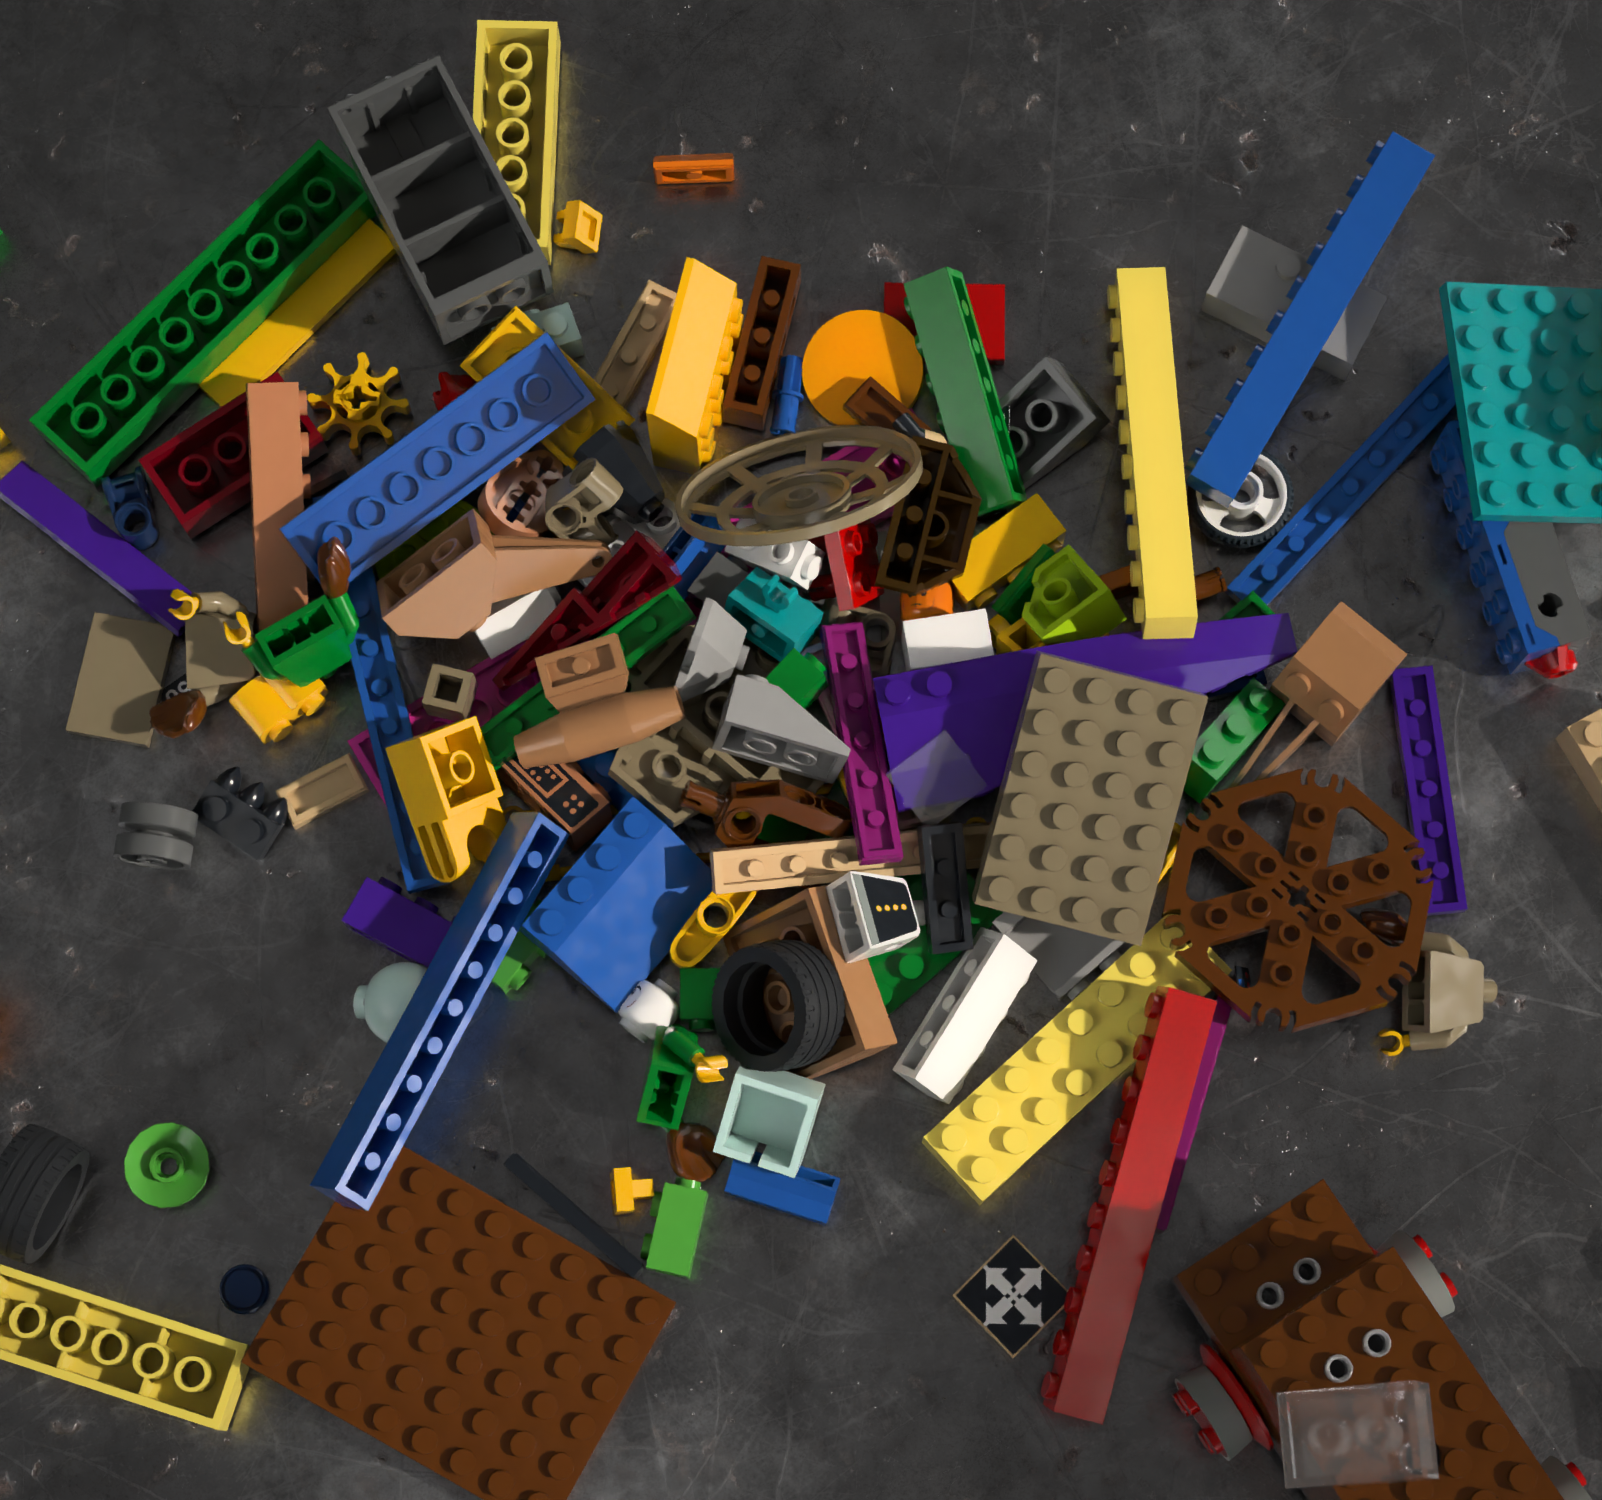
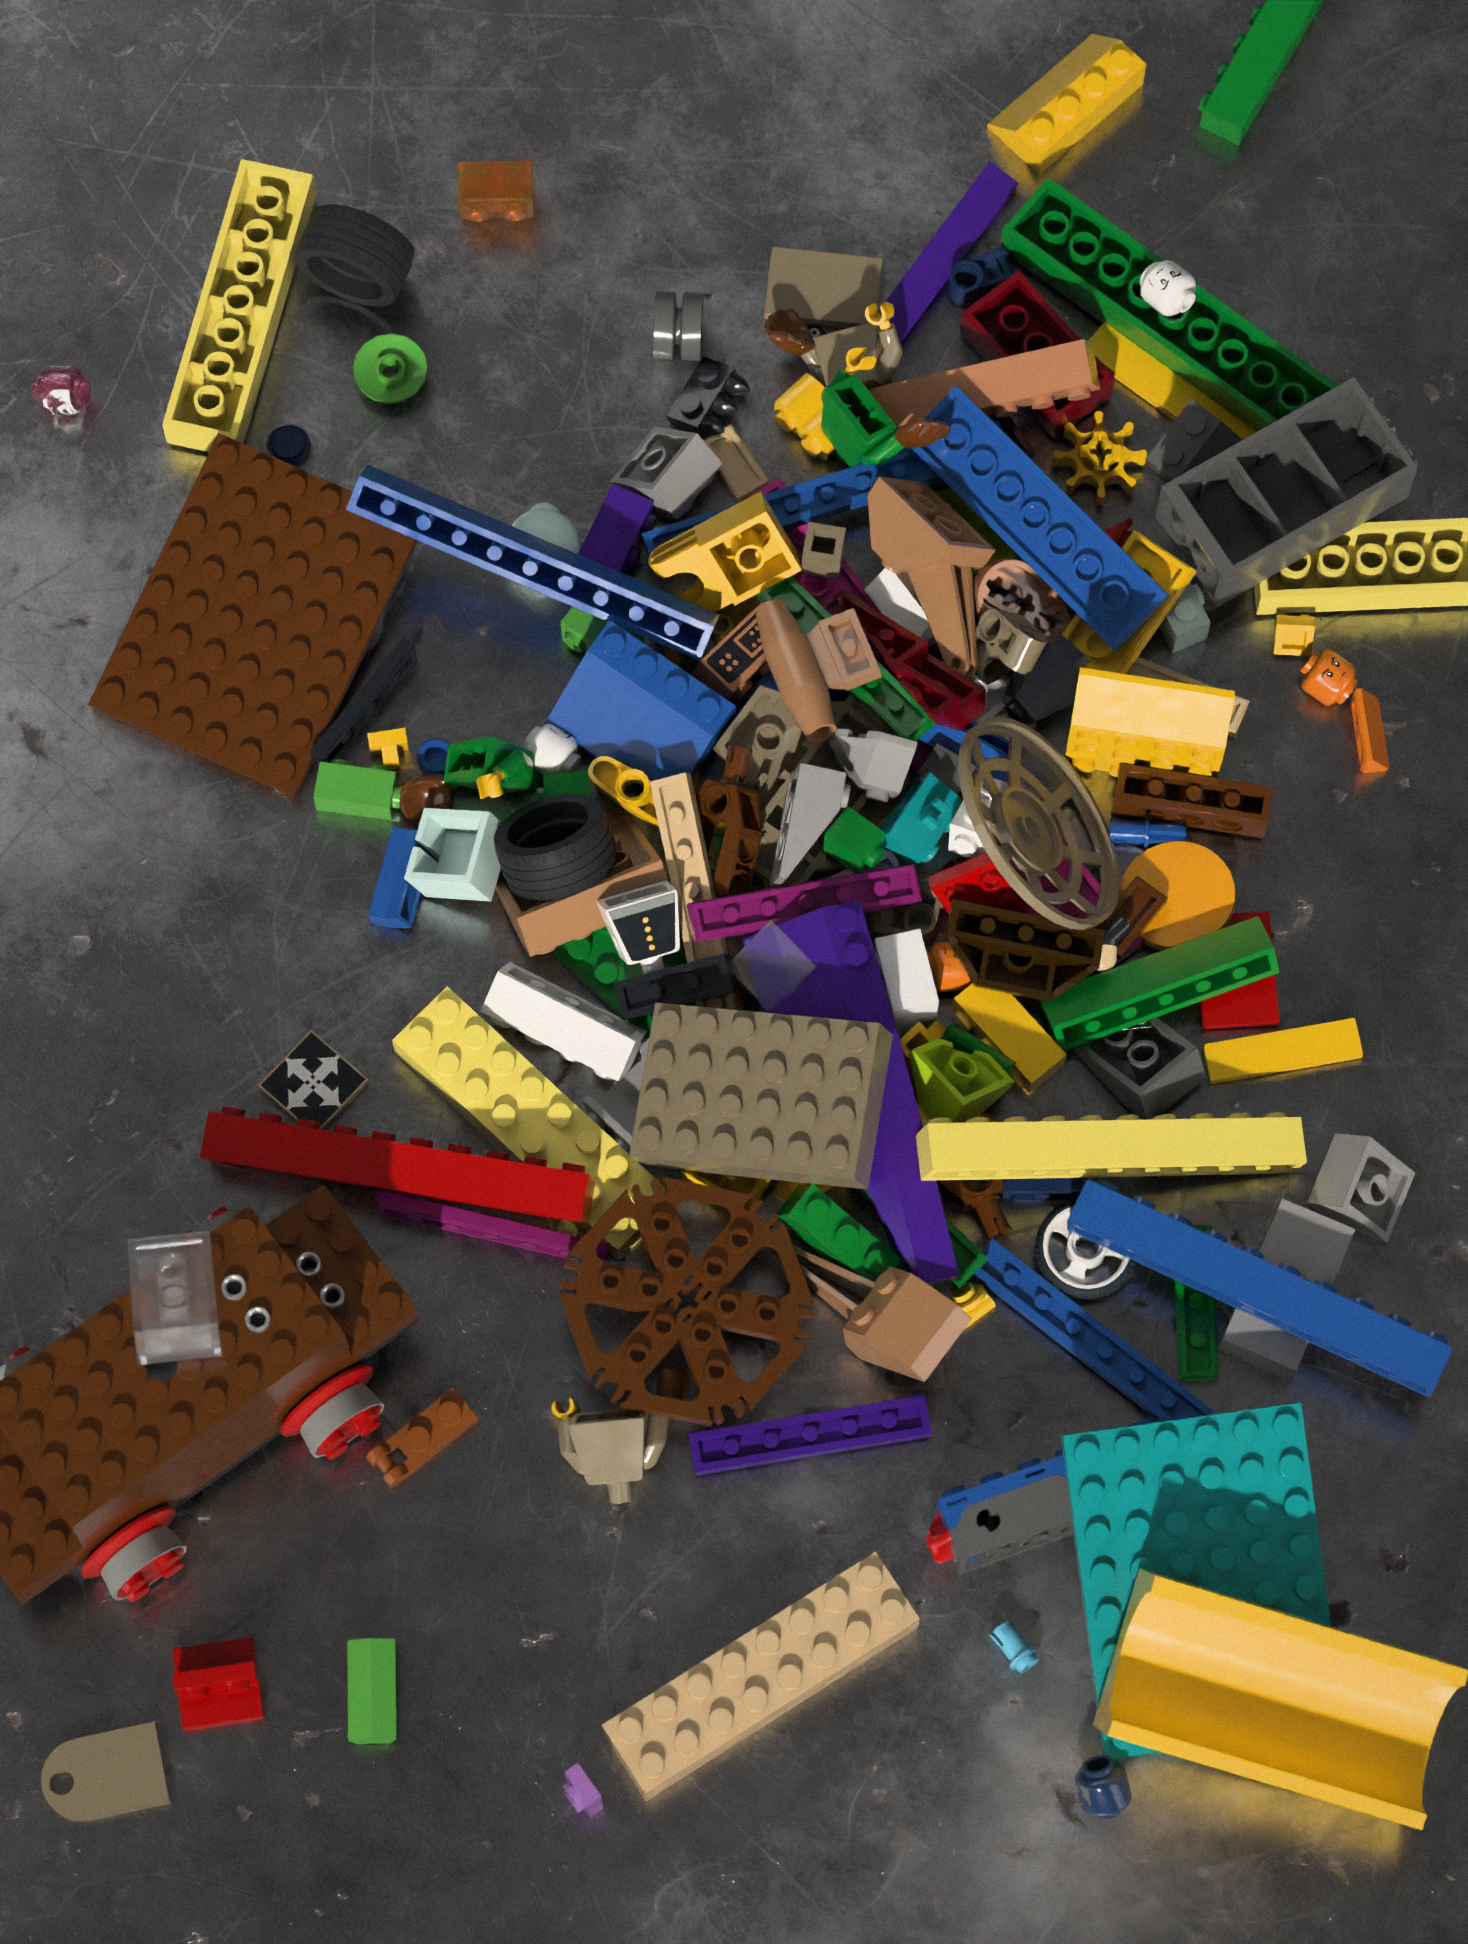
camera: 85 degrees right, 5 degrees down
(183, 301) = (1168, 287): none -> white head
(325, 863) = (669, 470): none -> light grey slope
(368, 300) = (1190, 442): none -> dark grey slope
(632, 197) = (1328, 677): none -> orange head
(640, 1141) = (433, 756): none -> blue tile
(1034, 285) = (1282, 1051): none -> yellow tile
(1185, 223) = (1361, 1186): none -> light grey slope
(1299, 618) = (973, 1301): none -> yellow plate
(1317, 398) = (1196, 1332): none -> green tile
(1415, 1196) = (423, 1437): none -> dark orange plate

